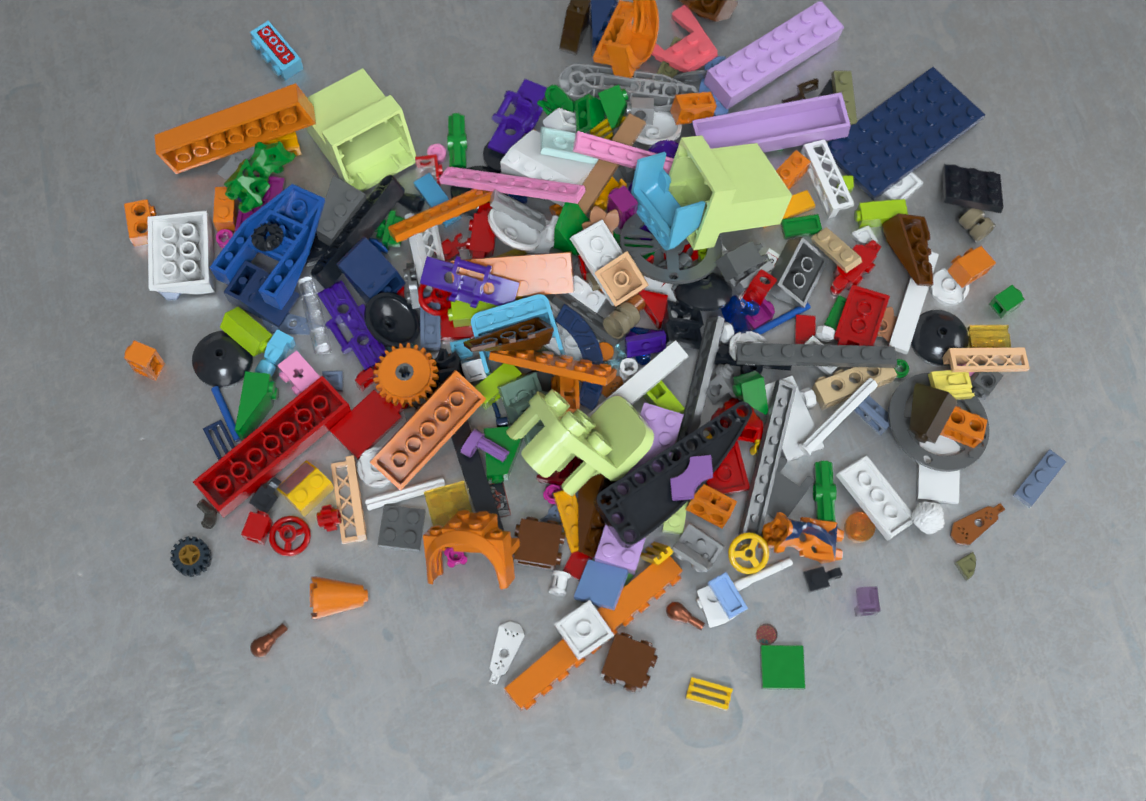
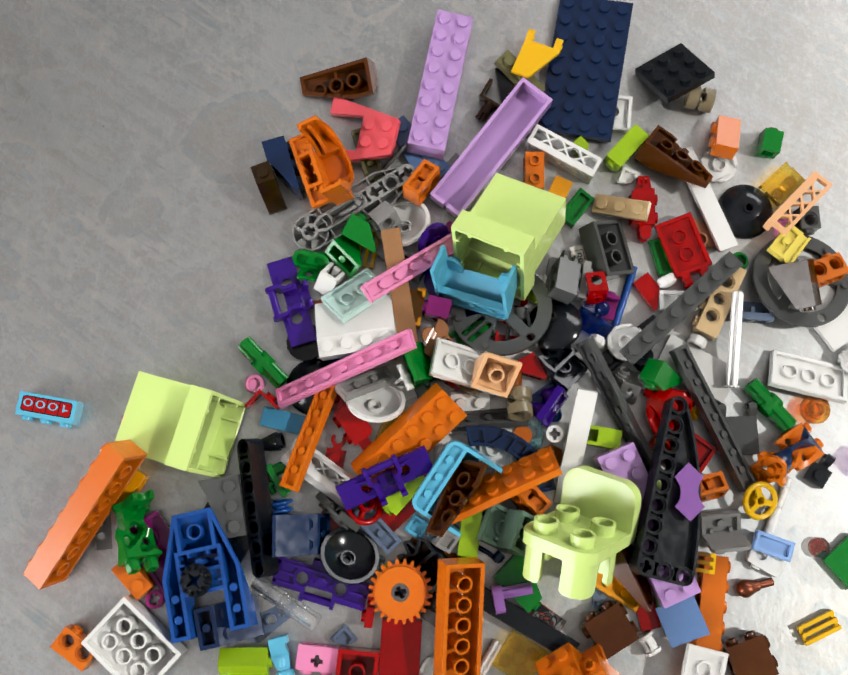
camera: 40 degrees left, 10 degrees up
(868, 89) = (534, 55): none -> yellow flag

